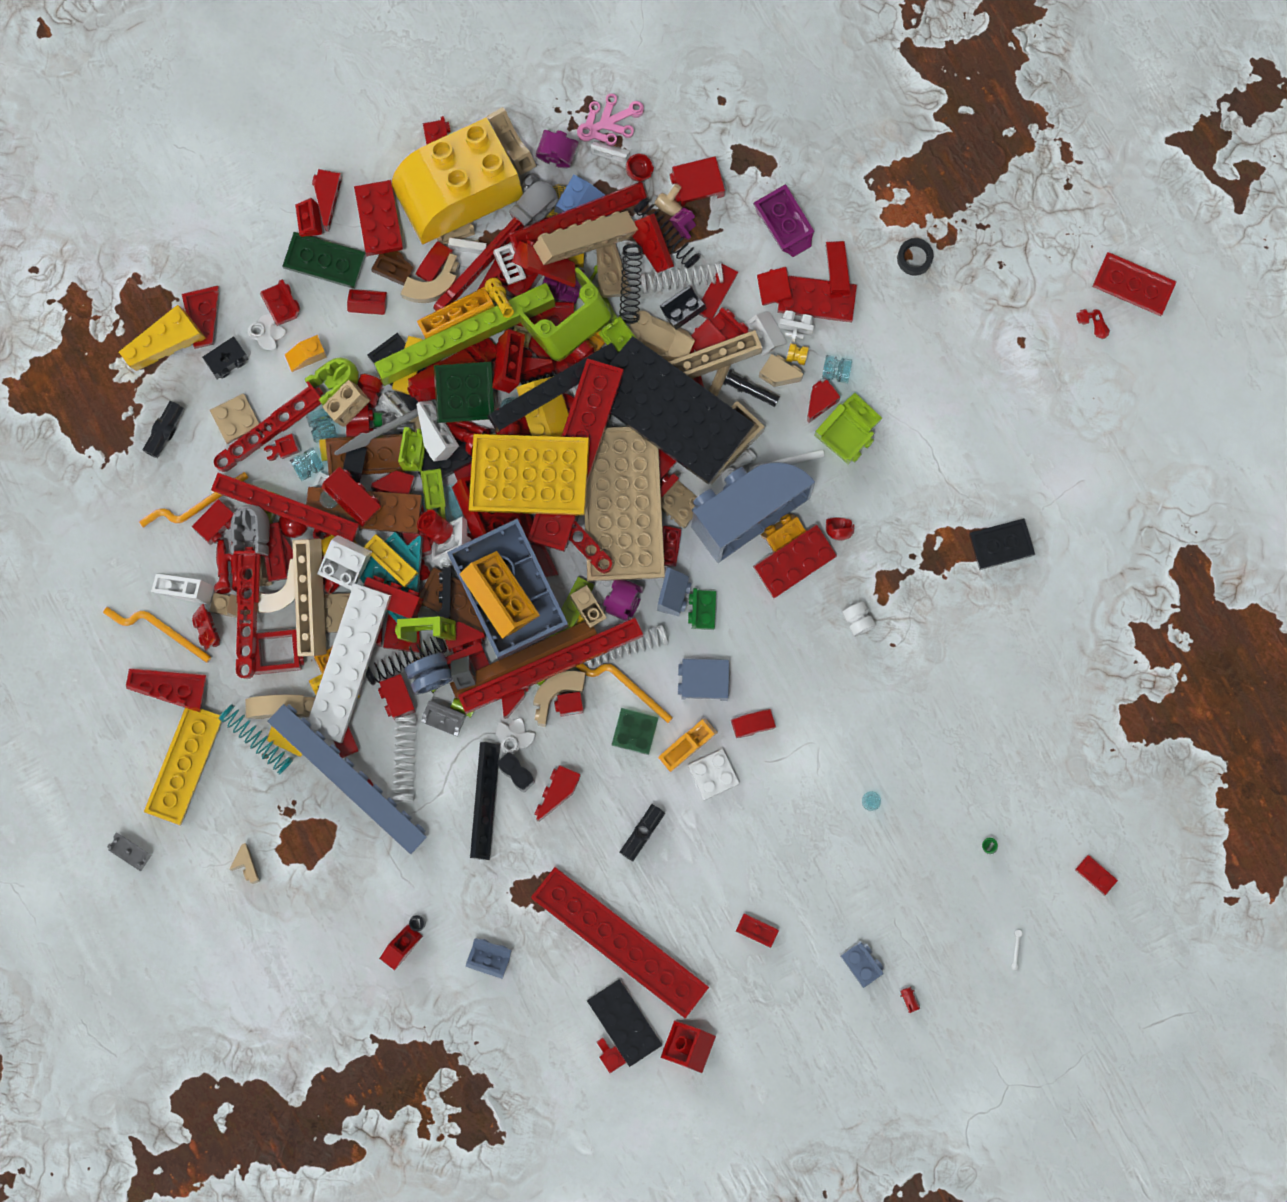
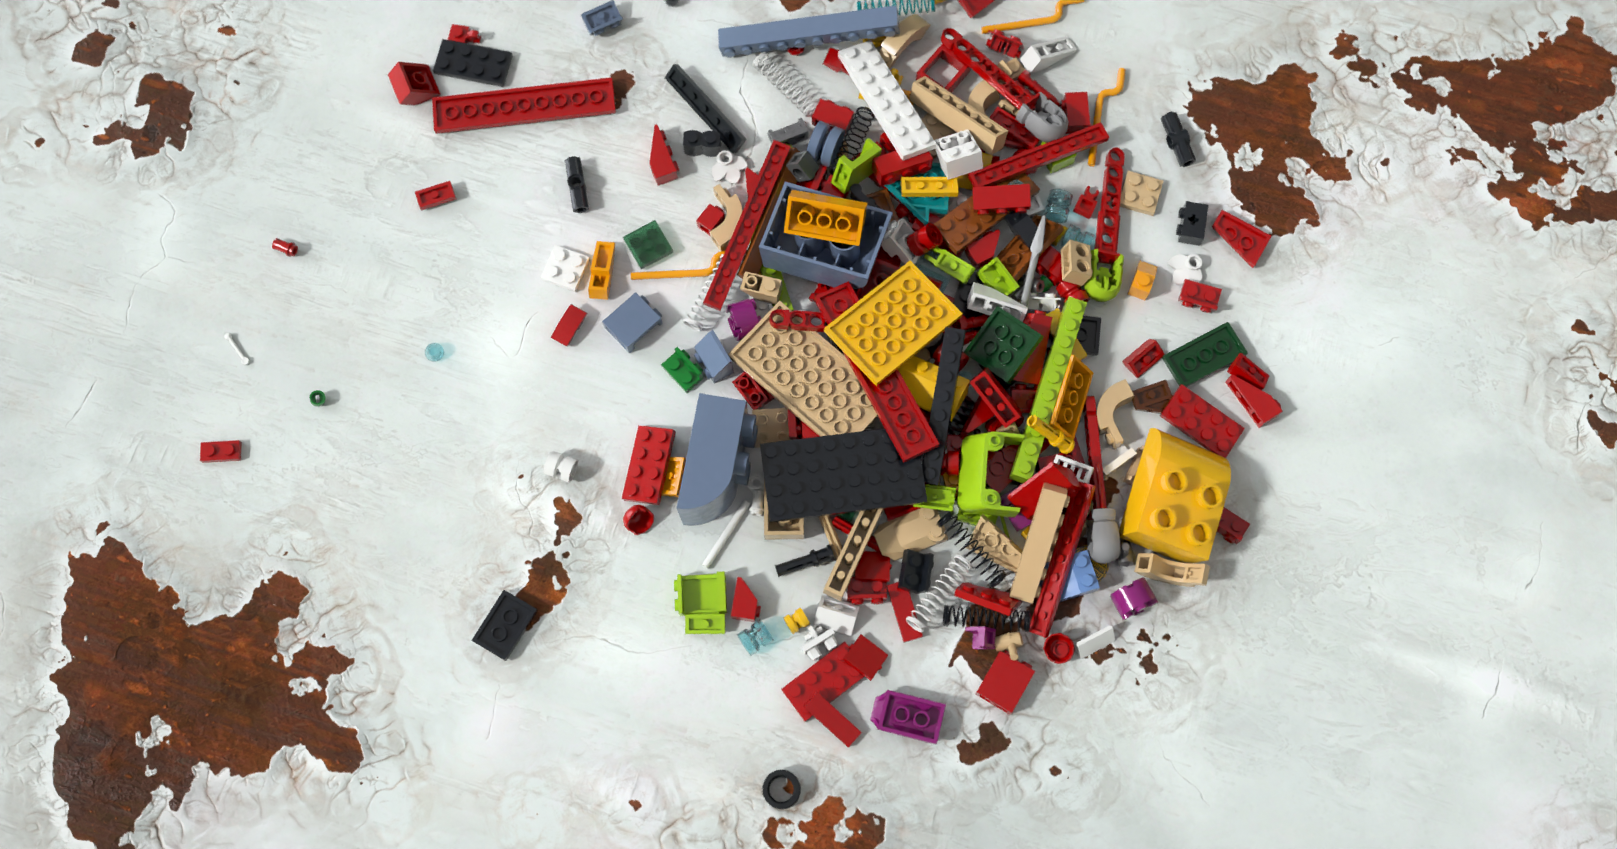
camera: 140 degrees right, 5 degrees down
(162, 339) = (1247, 196): yellow wedge -> none
(433, 262) = (1128, 428): red slope -> none
(607, 121) = (1120, 662): bright pink plant -> none
(779, 373) = (796, 592): tan slope -> none
(862, 964) = (340, 240): sand blue bracket -> none

